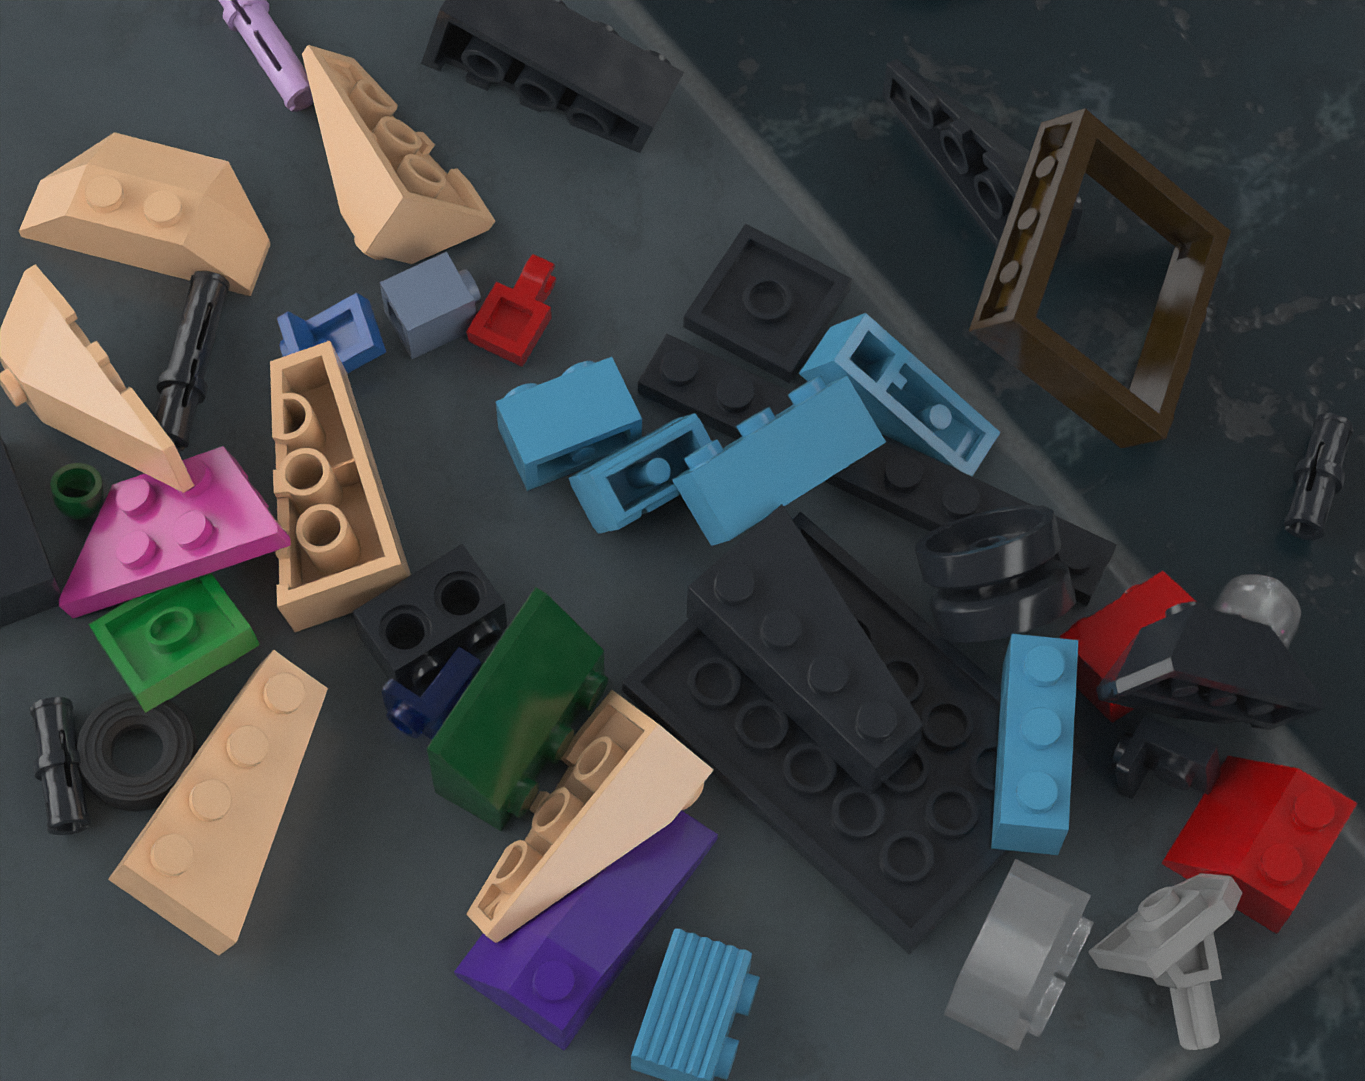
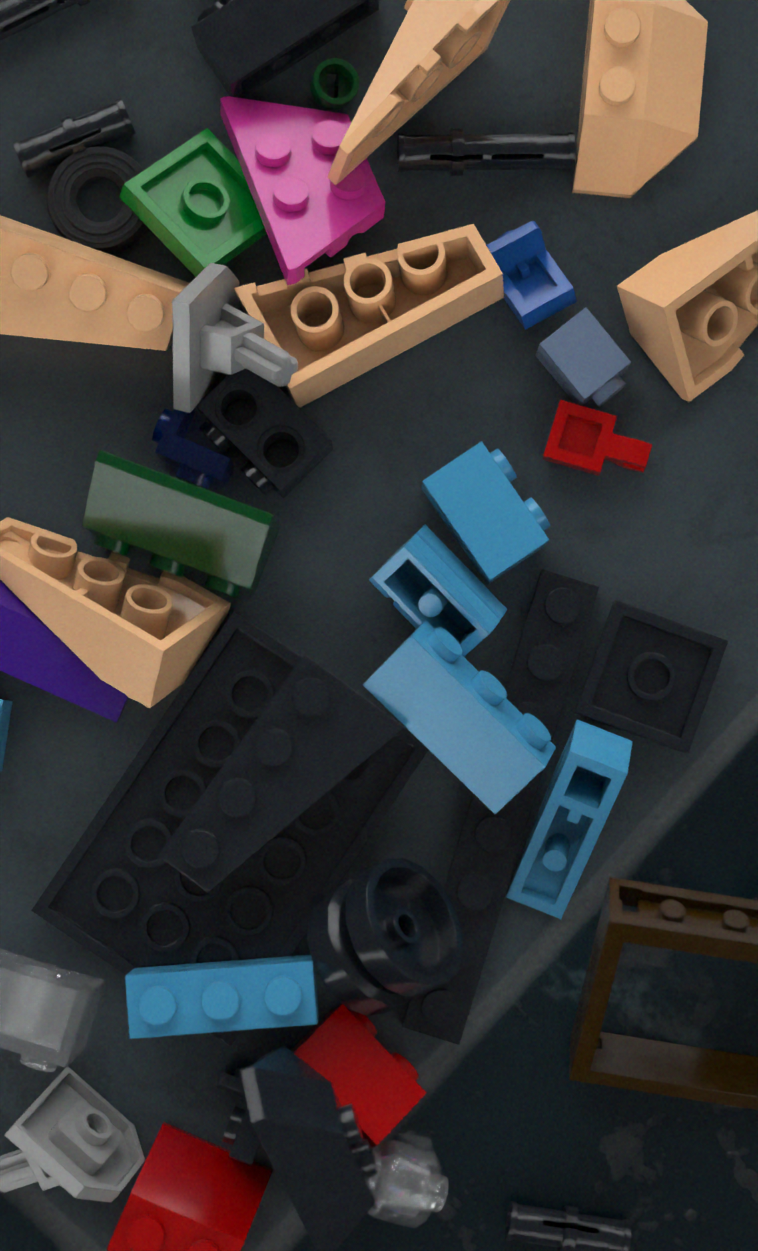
camera: 85 degrees right, 20 degrees up
(335, 619) = (218, 339): none -> light grey piece

